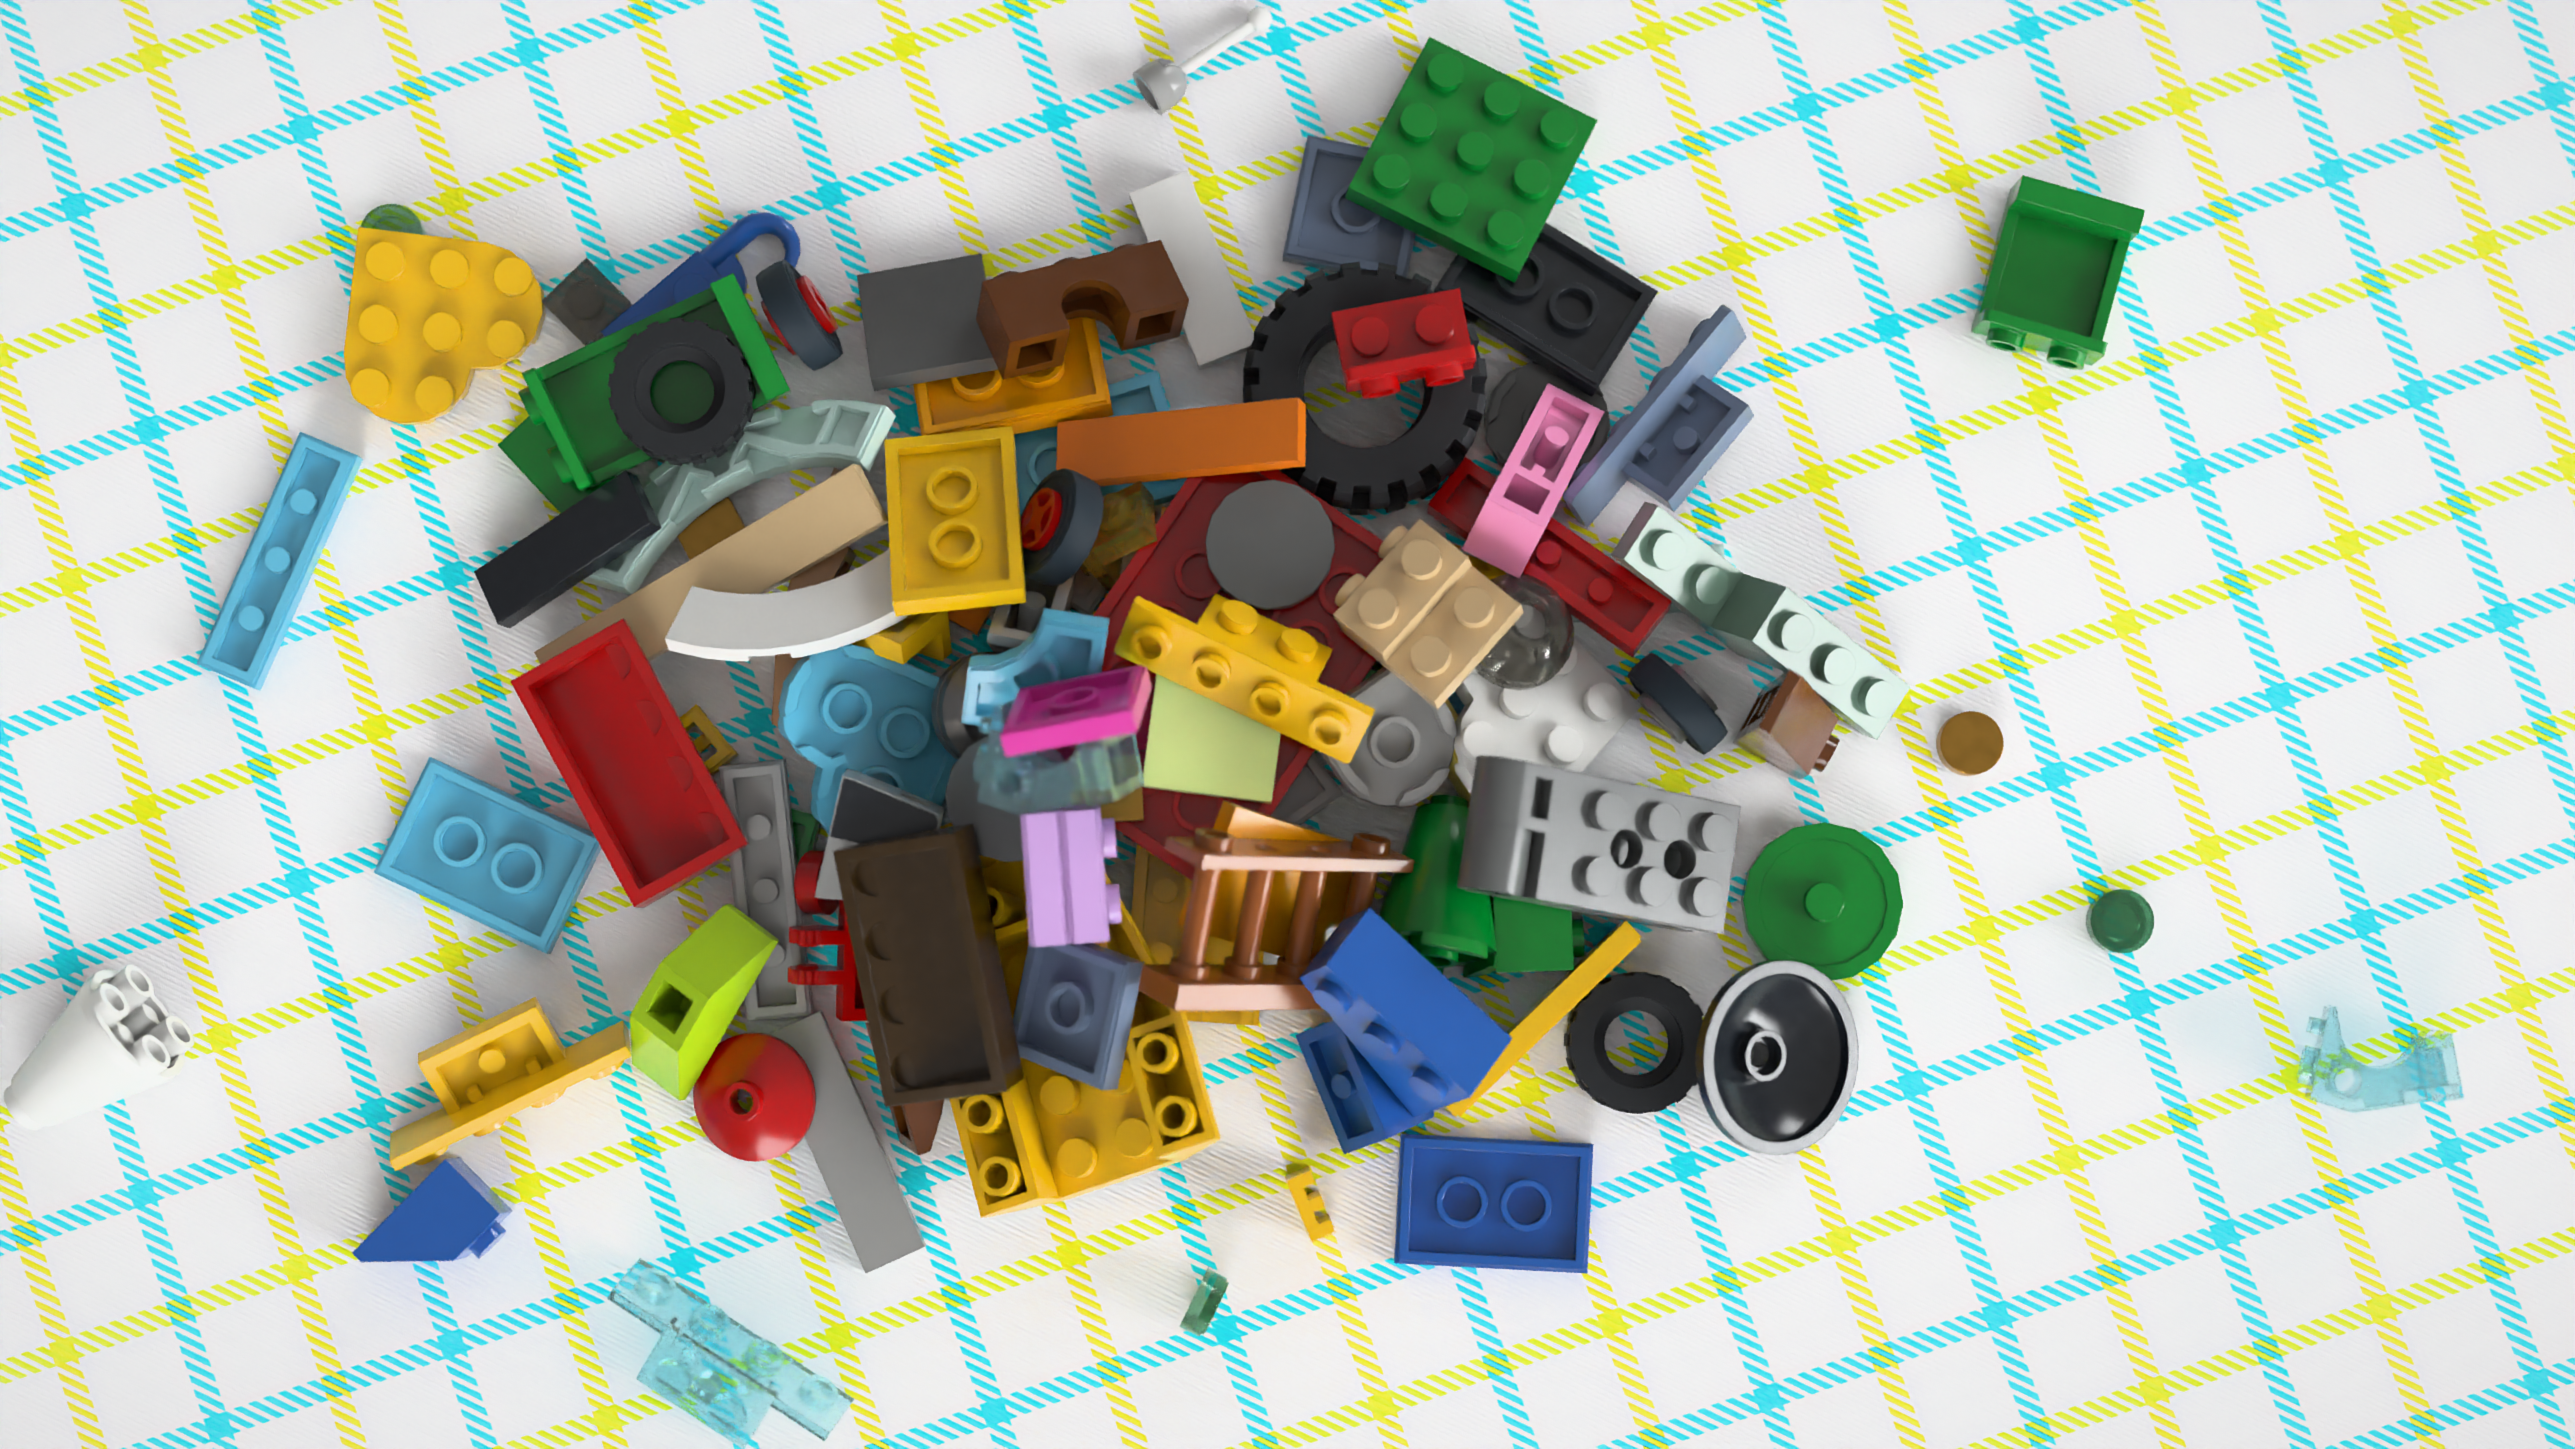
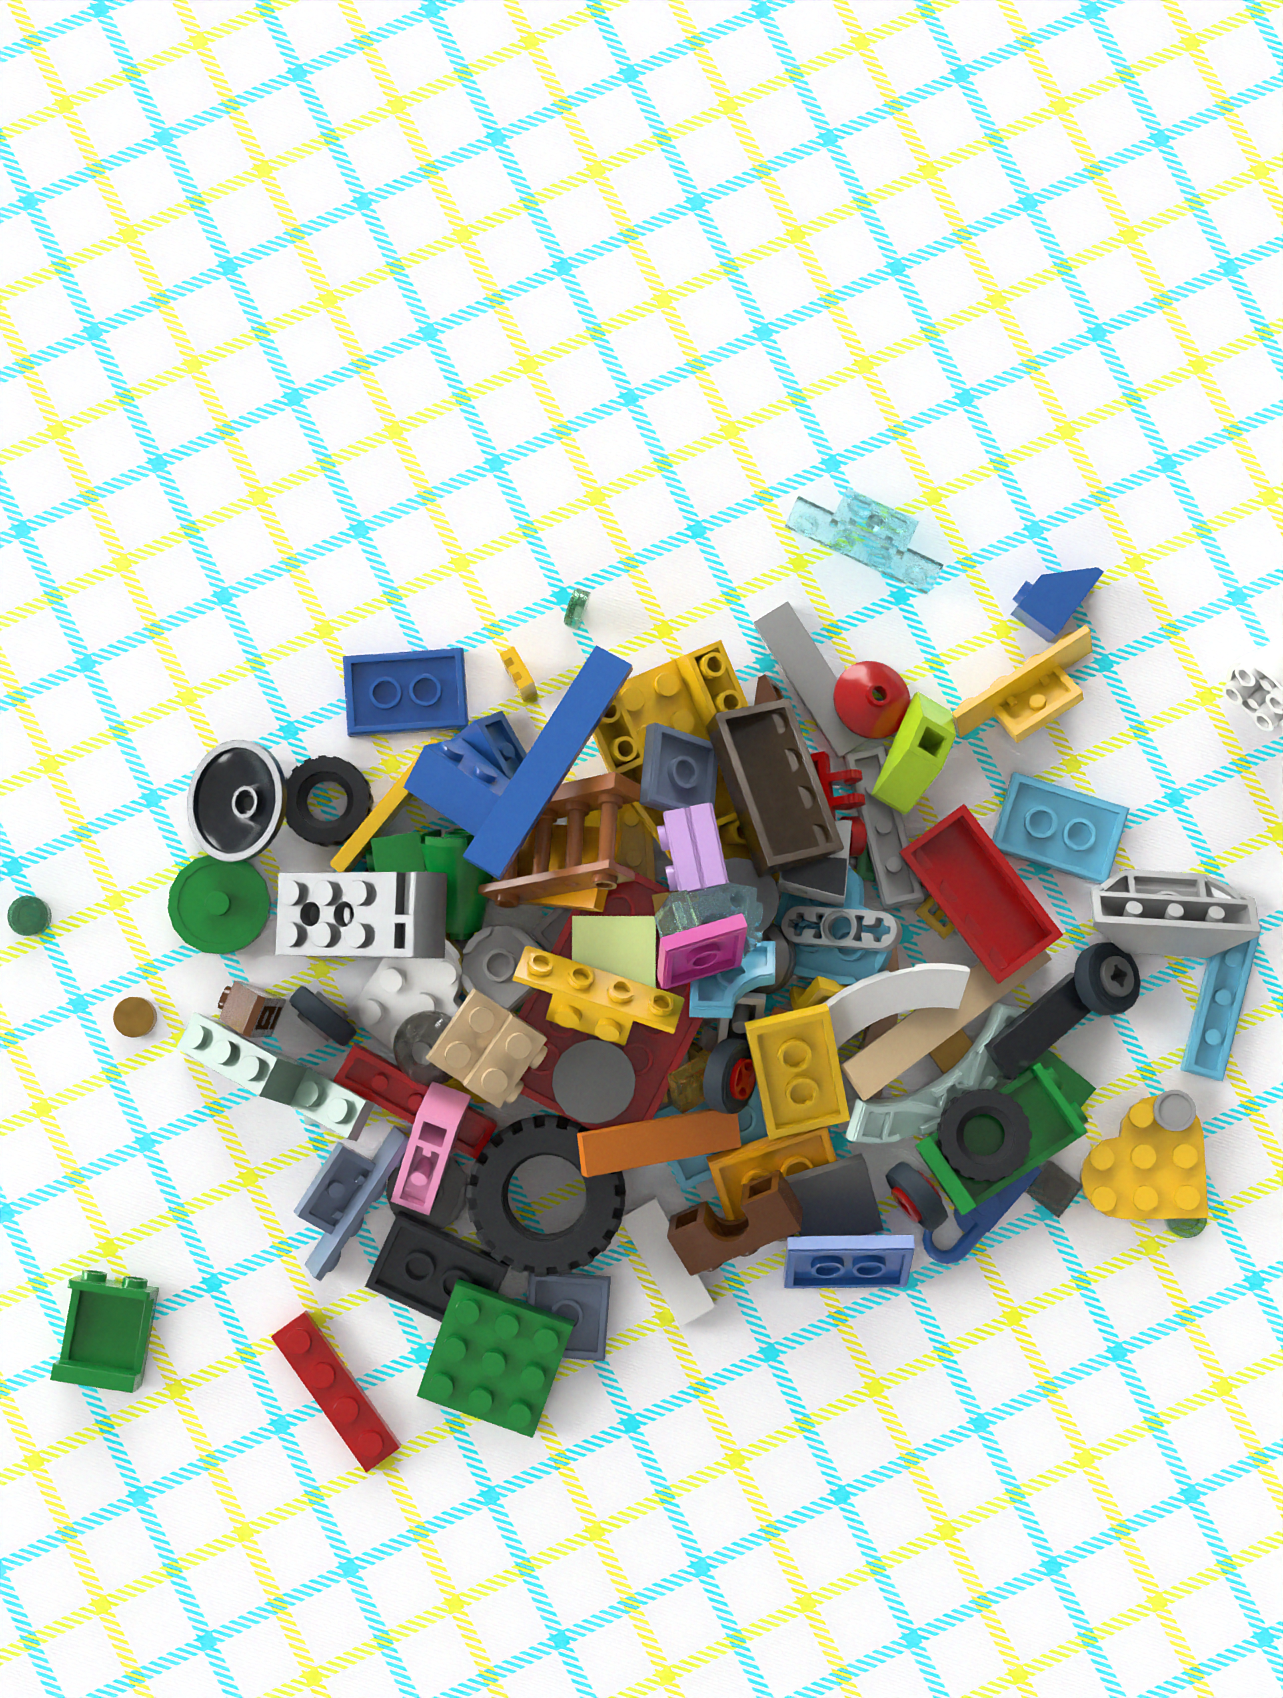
camera: 175 degrees right, 0 degrees up
(333, 697) = (1172, 913): none -> light grey wedge
(382, 394) = (1174, 1110): none -> light grey piece
(453, 609) = (1107, 979): none -> black wheel
(815, 705) = (869, 942): none -> light grey beam
(917, 230) = (848, 1261): none -> blue tile
(1165, 82) = (701, 1385): hinge -> none
(1277, 1041) = (548, 762): none -> blue tile
(1403, 343) = (523, 1224): red bracket -> none
(1717, 144) = (336, 1391): none -> red plate

